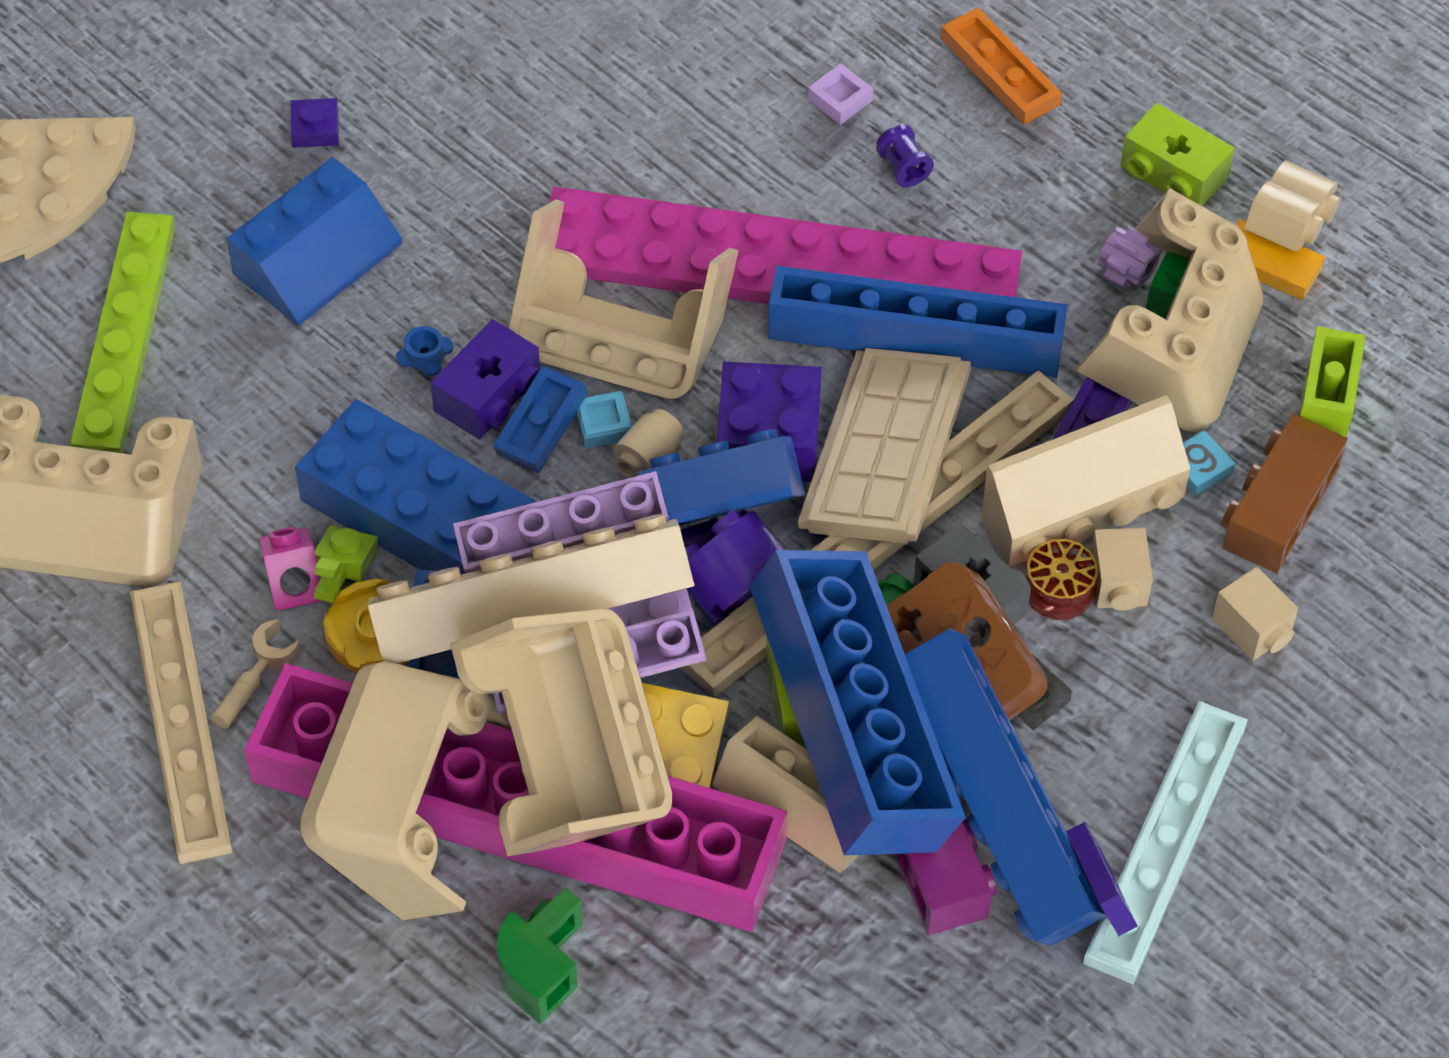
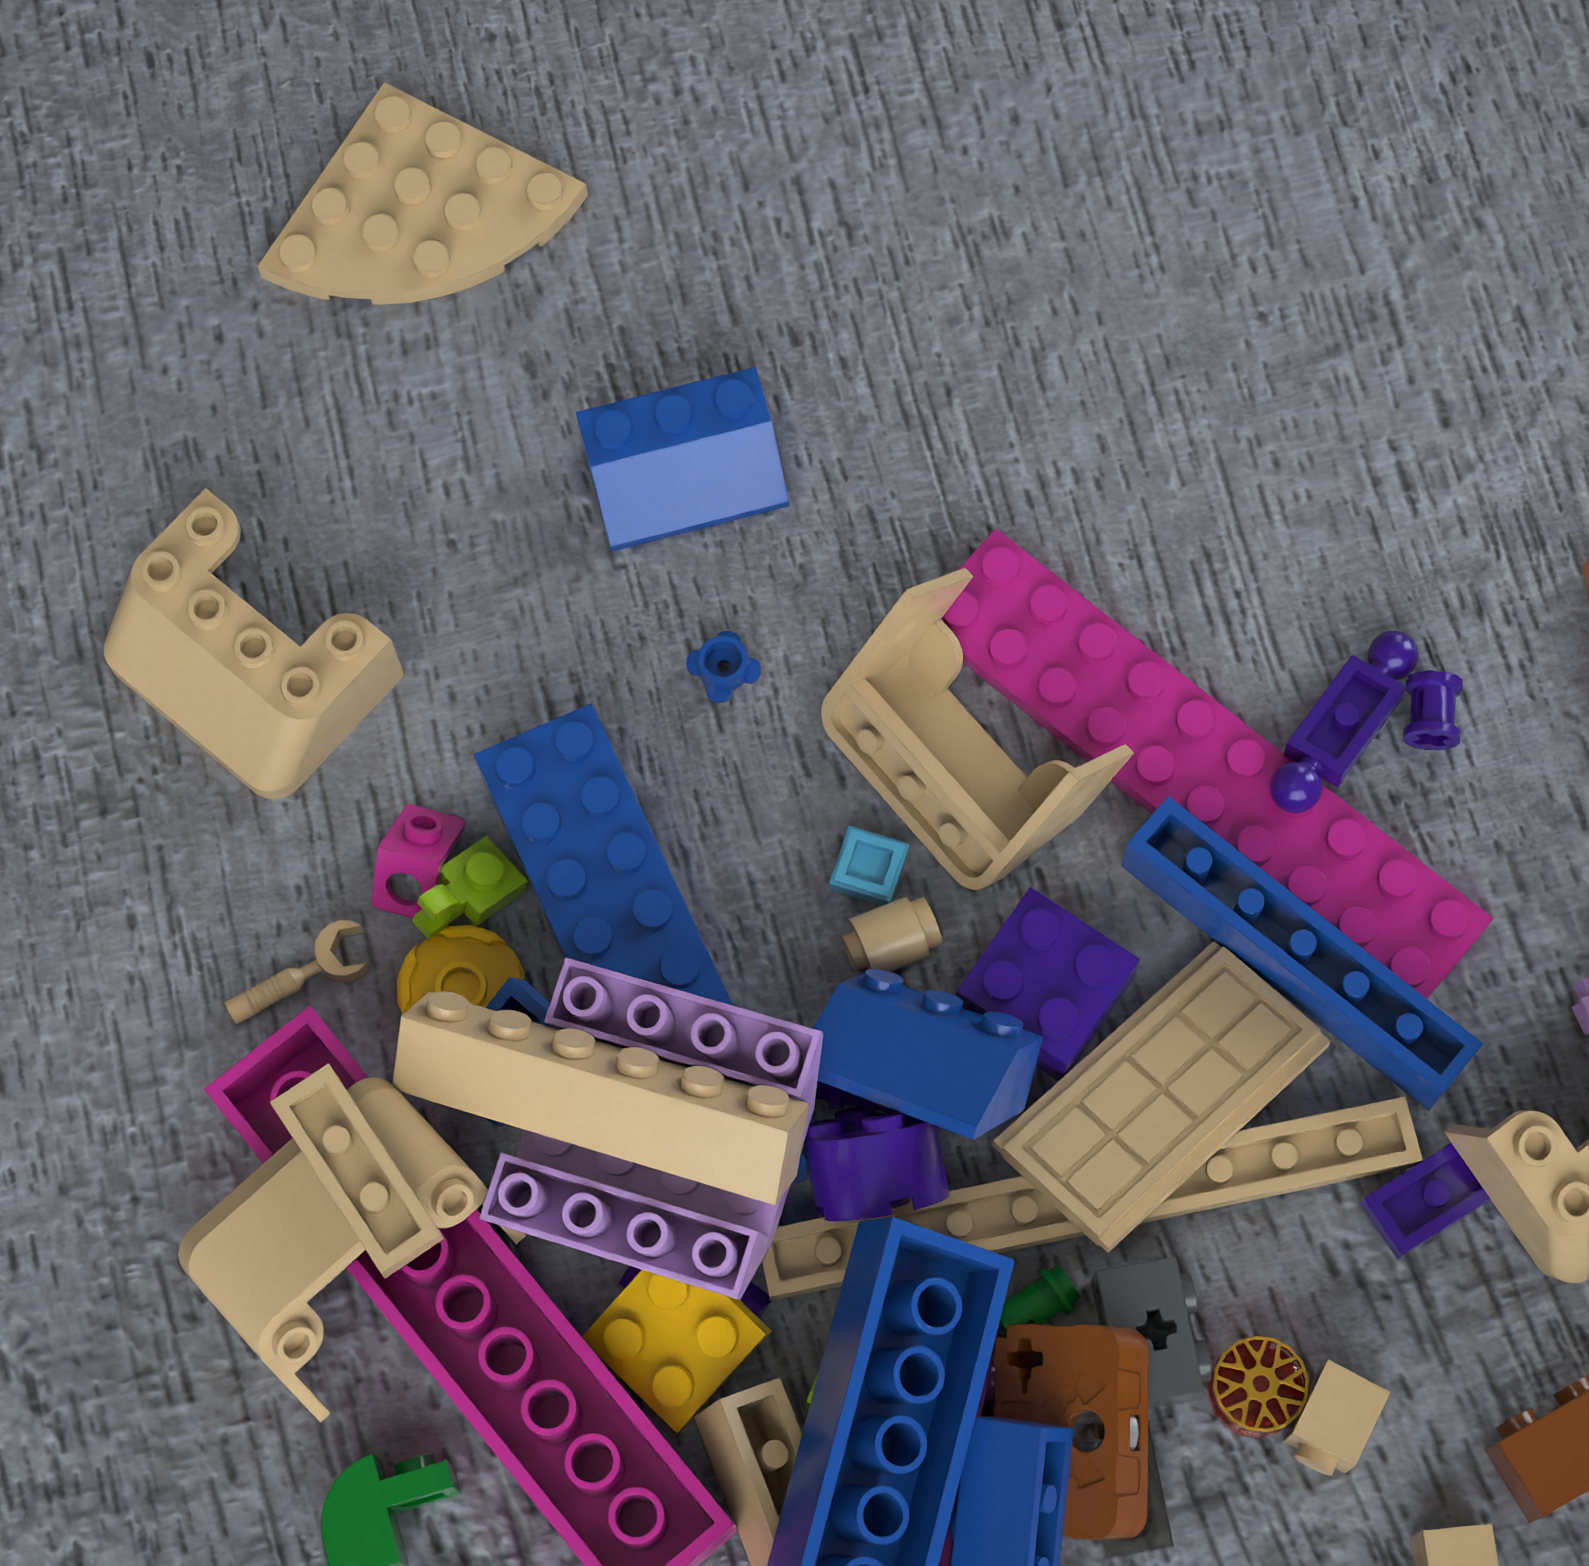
camera: 35 degrees right, 15 degrees up
(124, 332) = (415, 462): lime plate -> none
(180, 723) = (190, 989): tan tile -> none
(314, 122) = (783, 294): dark purple plate -> none
(400, 706) = (357, 1171): none -> tan plate
(485, 379) = (786, 722): dark purple brick -> none
(540, 419) = (794, 831): blue plate -> none
(575, 726) = (535, 1317): tan windscreen -> none
(840, 94) = (1409, 583): lavender plate -> none
(854, 186) = (1344, 721): none -> dark purple plate
(1086, 481) = (1362, 1291): tan slope -> none
(1207, 463) = (1527, 1325): medium azure tile -> none

